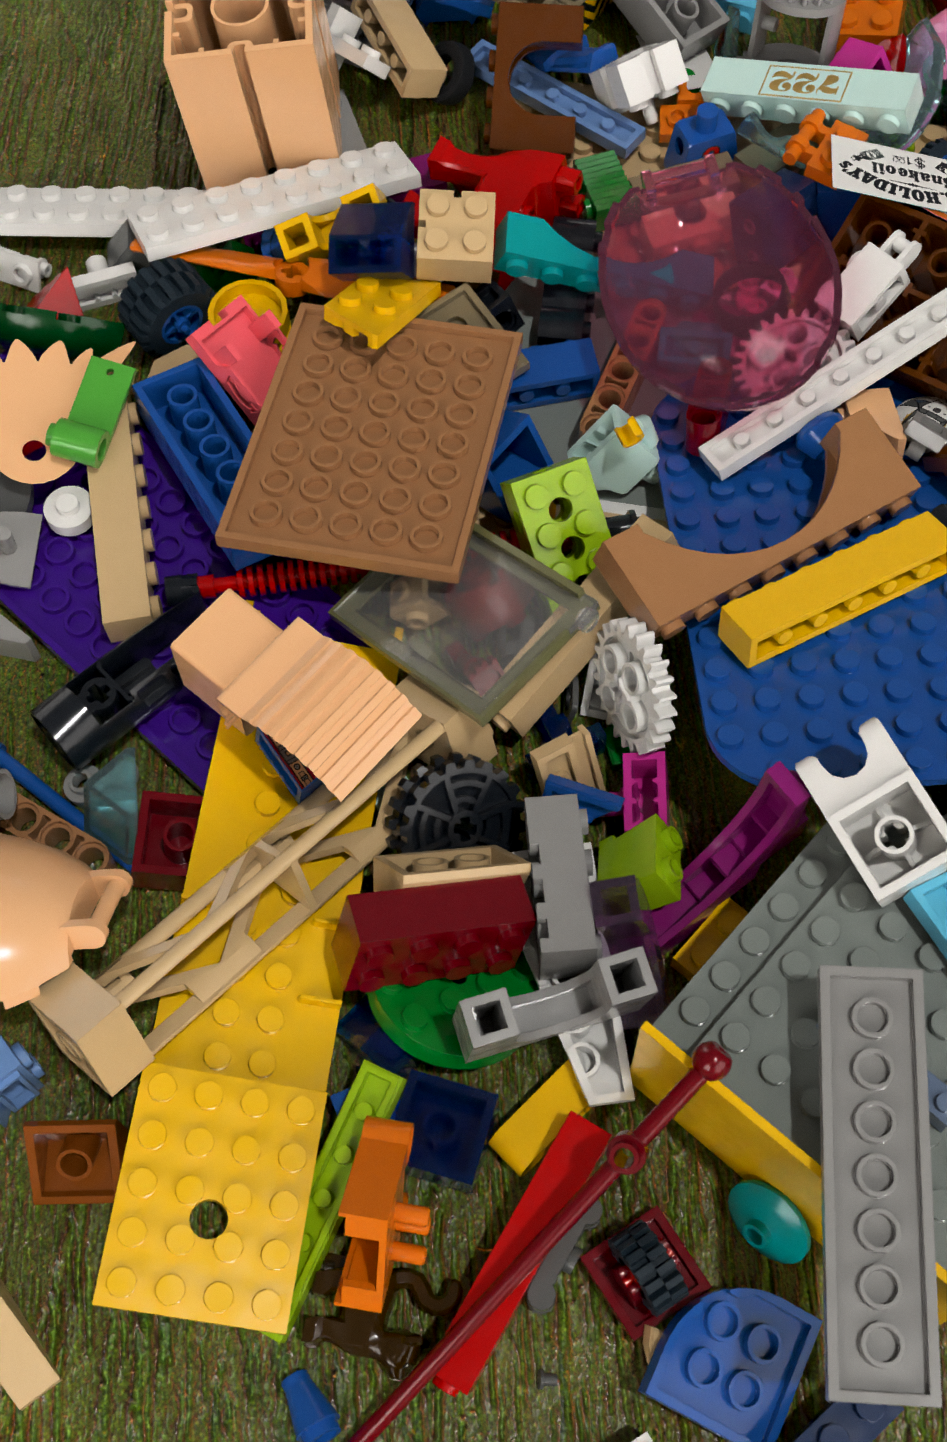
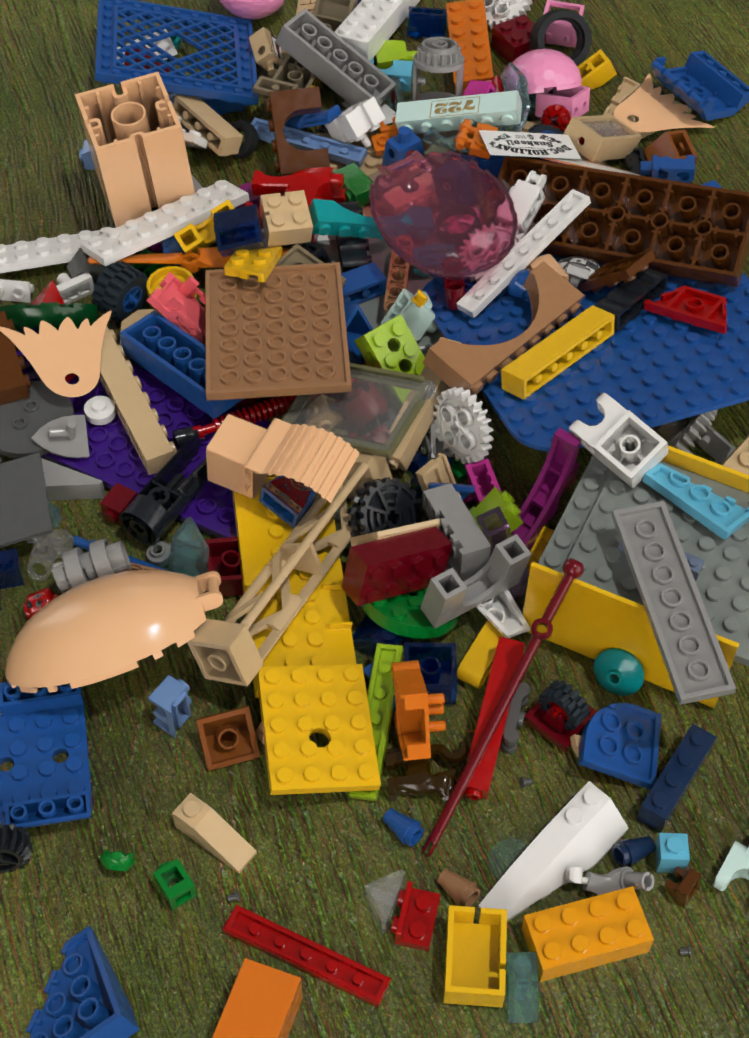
camera: 20 degrees left, 10 degrees down
(44, 678) = (115, 502): none -> dark red brick
(94, 414) = (102, 351): bright green door -> none

